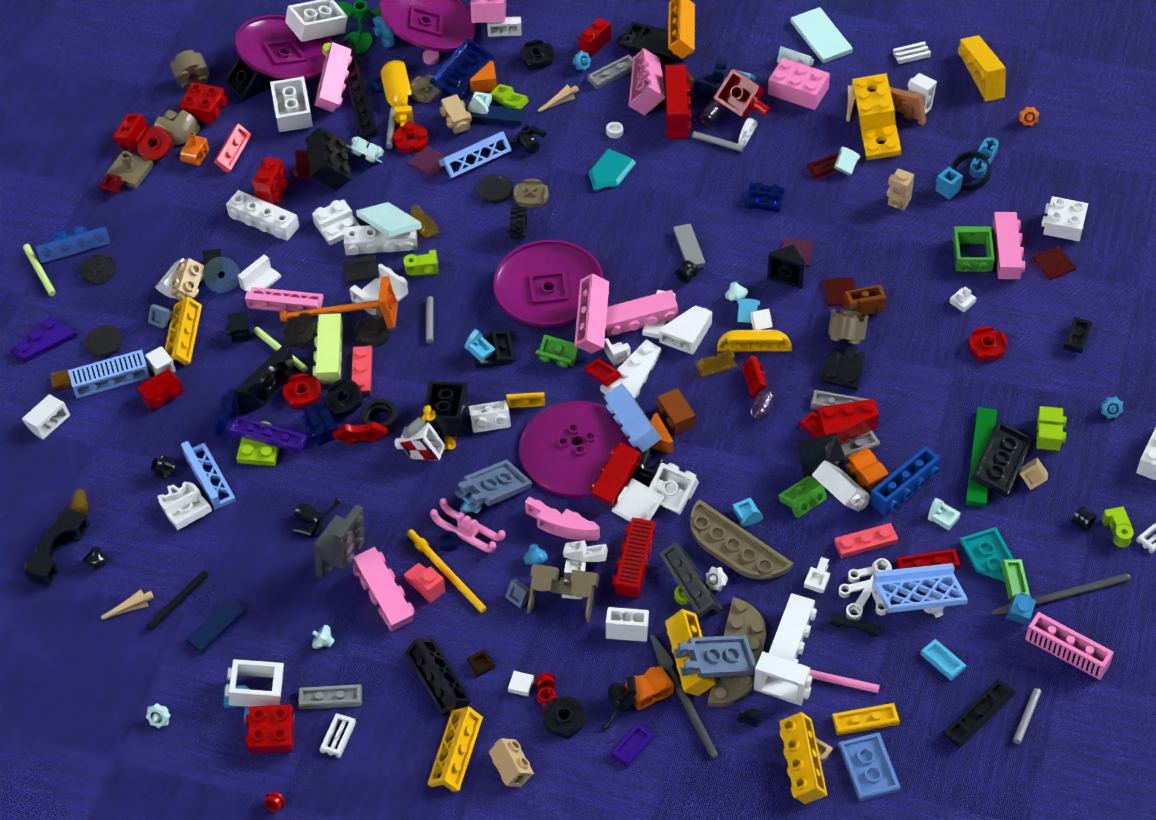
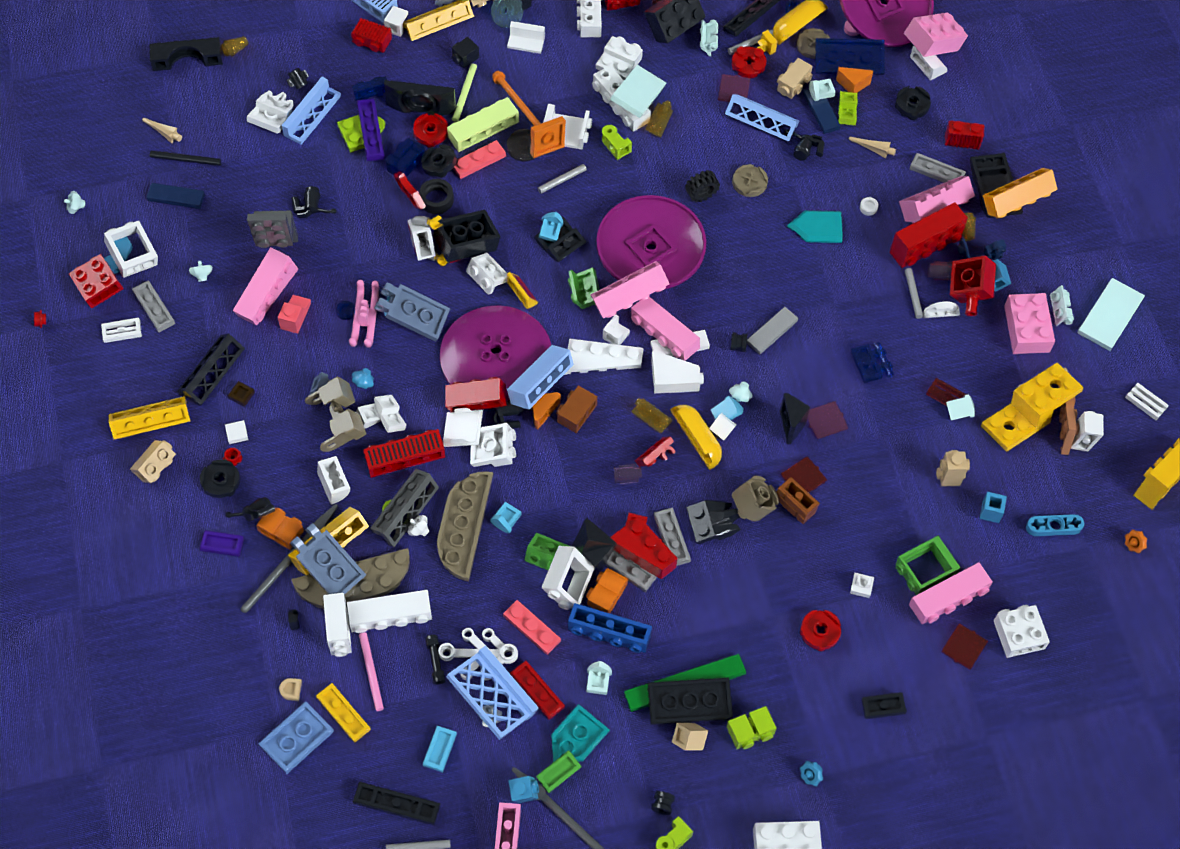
camera: 55 degrees right, 10 degrees up
(95, 558) = (189, 84): black piece -> none
(291, 300) = (511, 70): bright pink fence -> none
(299, 330) = (488, 93): clear smoke tile -> none
(361, 269) = (582, 101): clear smoke piece -> none
(423, 546) = (329, 294): yellow bar -> none
(494, 188) = (735, 151): clear smoke tile -> none
(545, 680) = (246, 448): red plate -> none
(566, 525) = (408, 381): bright pink slope -> none
(582, 61) = (928, 139): dark azure piece -> none
(602, 372) = (583, 332): red tile -> none
(802, 758) = (270, 678): yellow brick -> none
(818, 578) = (465, 605): white plate -> none
(973, 154) = (1029, 535): black tyre -> none

